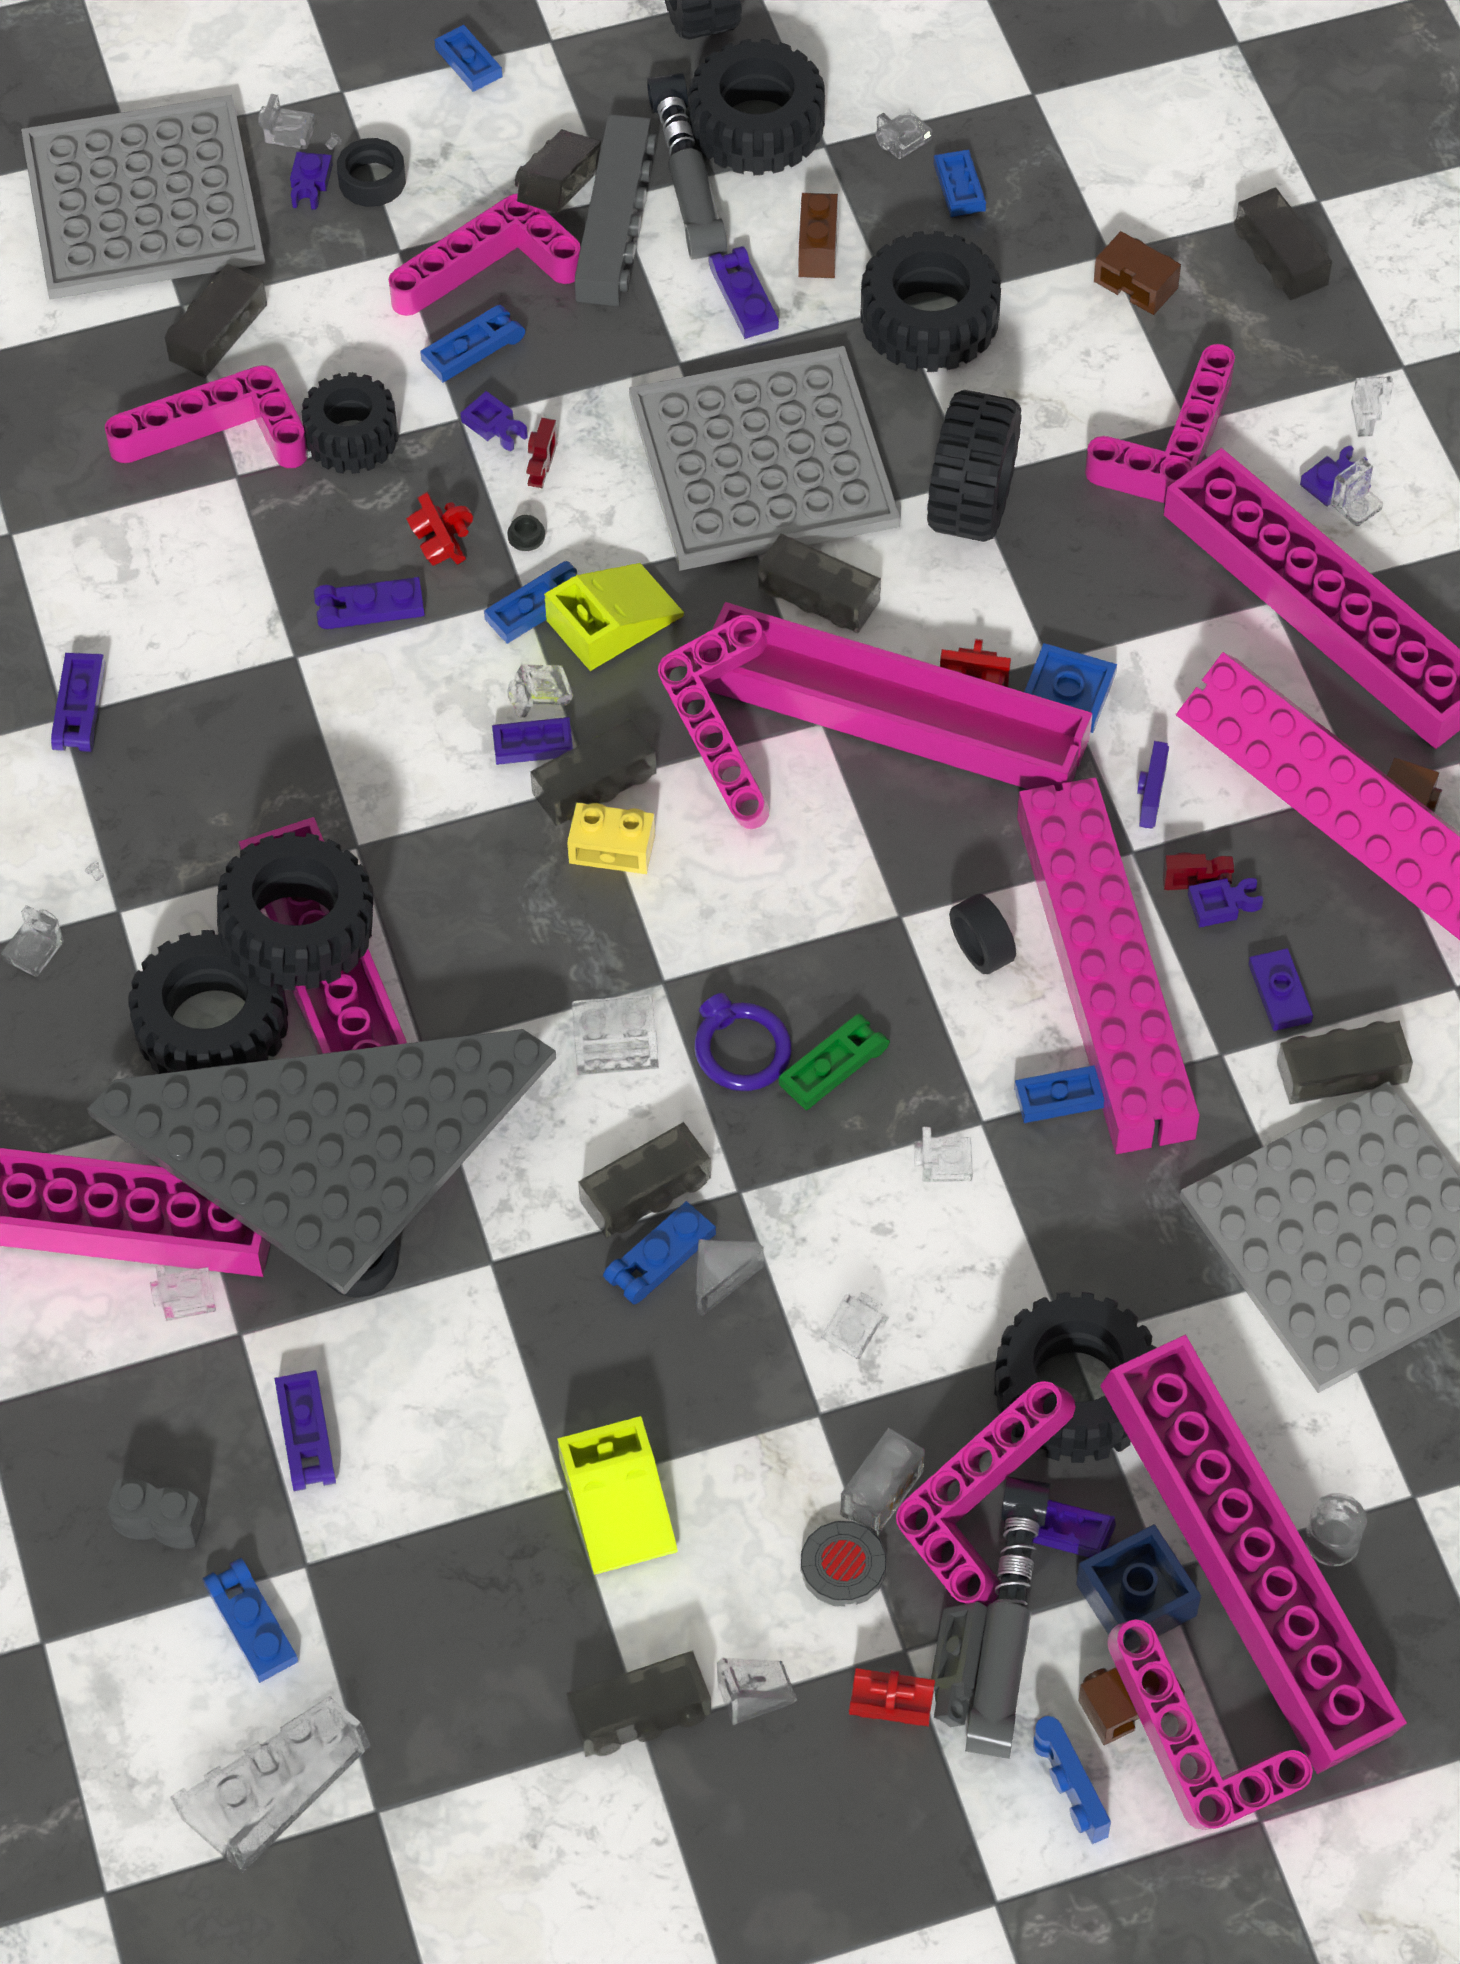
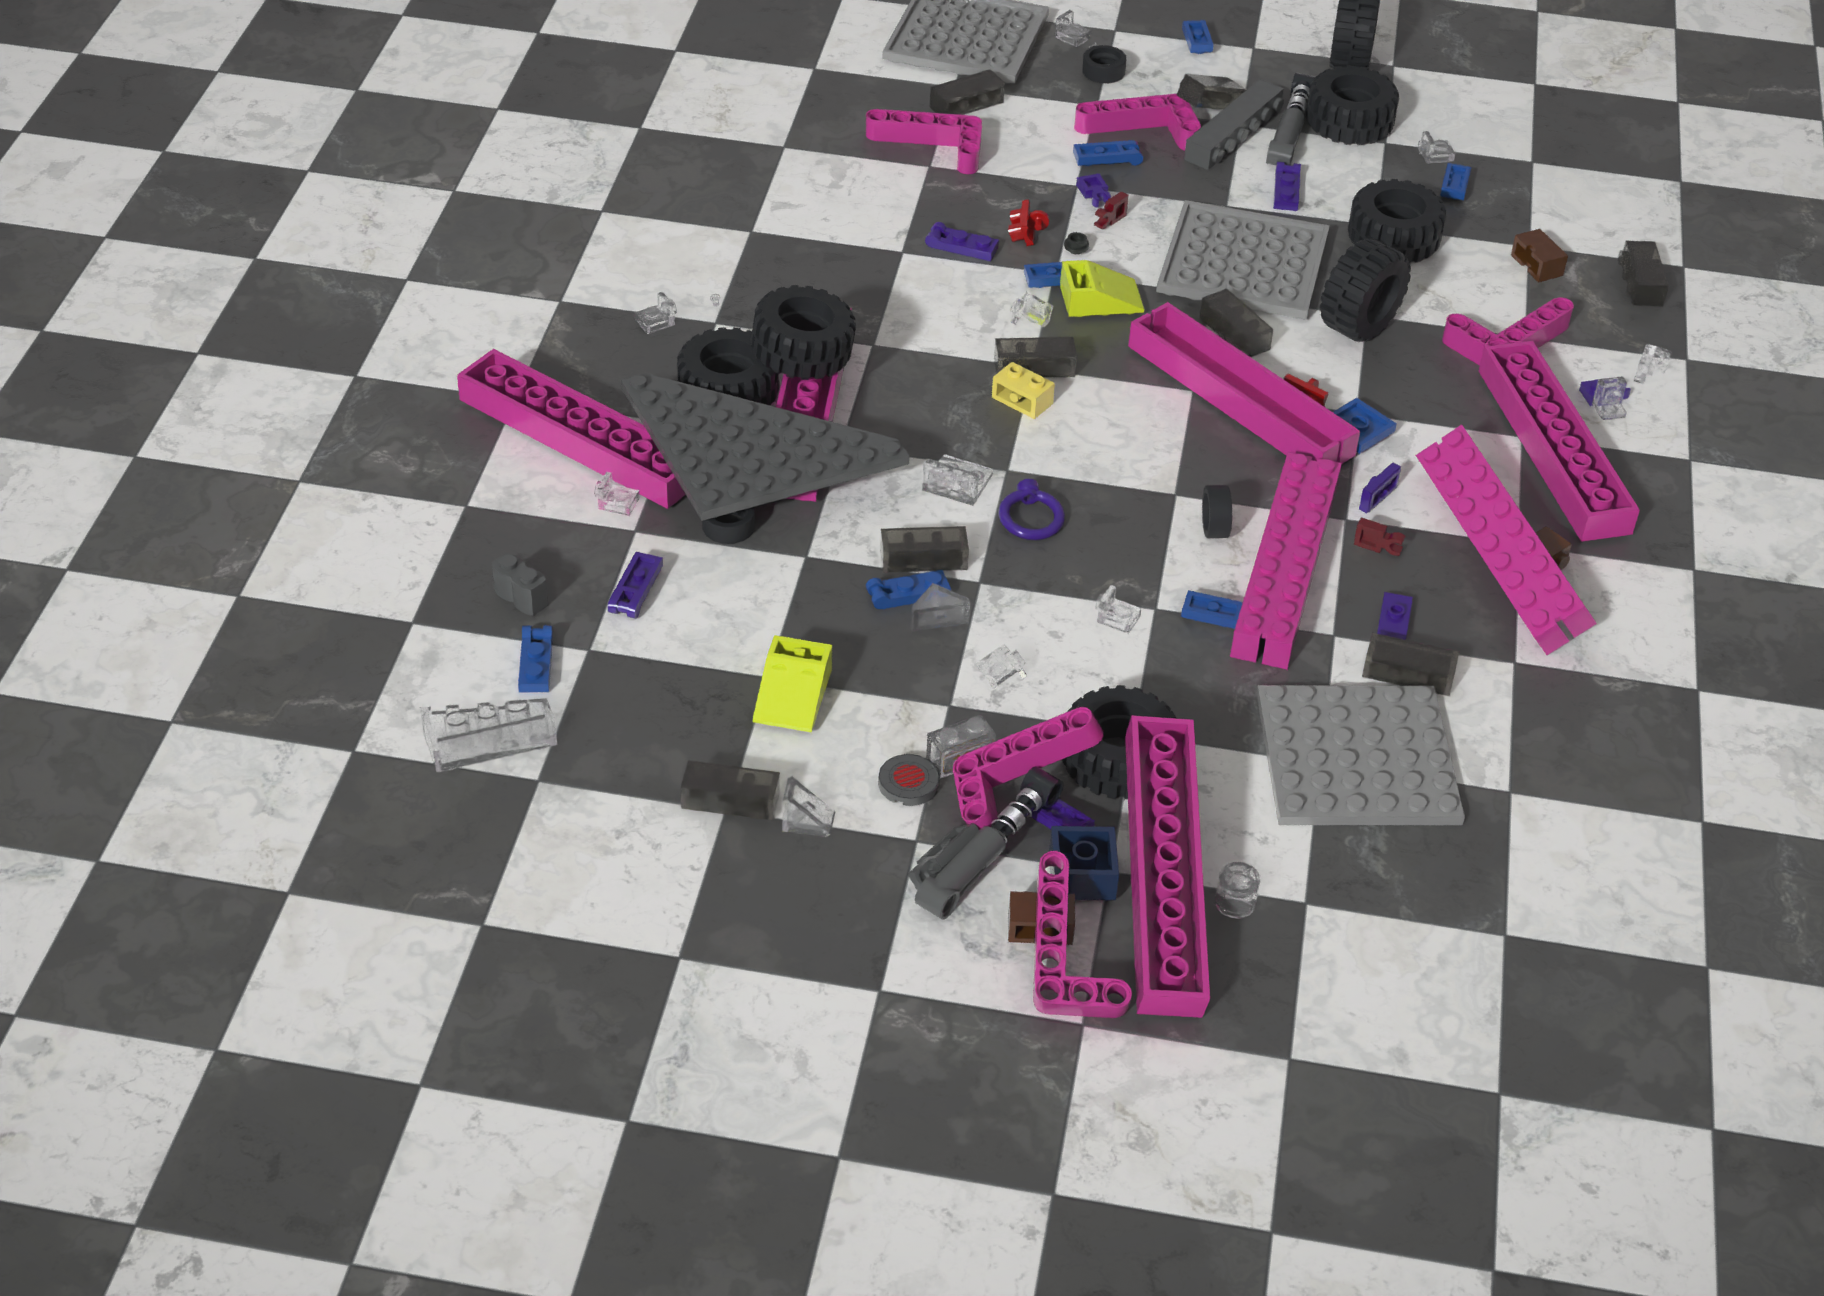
camera: 25 degrees right, 15 degrees down
(78, 701) = (762, 224): dark purple plate -> none
(308, 176) = (1068, 55): dark purple plate -> none
(346, 400) = (1008, 159): black tyre -> none
(531, 740) = (1004, 328): dark purple plate -> none
(709, 720) = (1116, 324): dark pink beam -> none
(818, 235) = (1349, 173): reddish brown brick -> none
(832, 1061) = (1082, 540): green plate -> none
(892, 1697) = (887, 850): red hips -> none
(1070, 1777) = (970, 942): blue plate -> none
(1218, 903) = (1383, 558): dark purple plate -> none

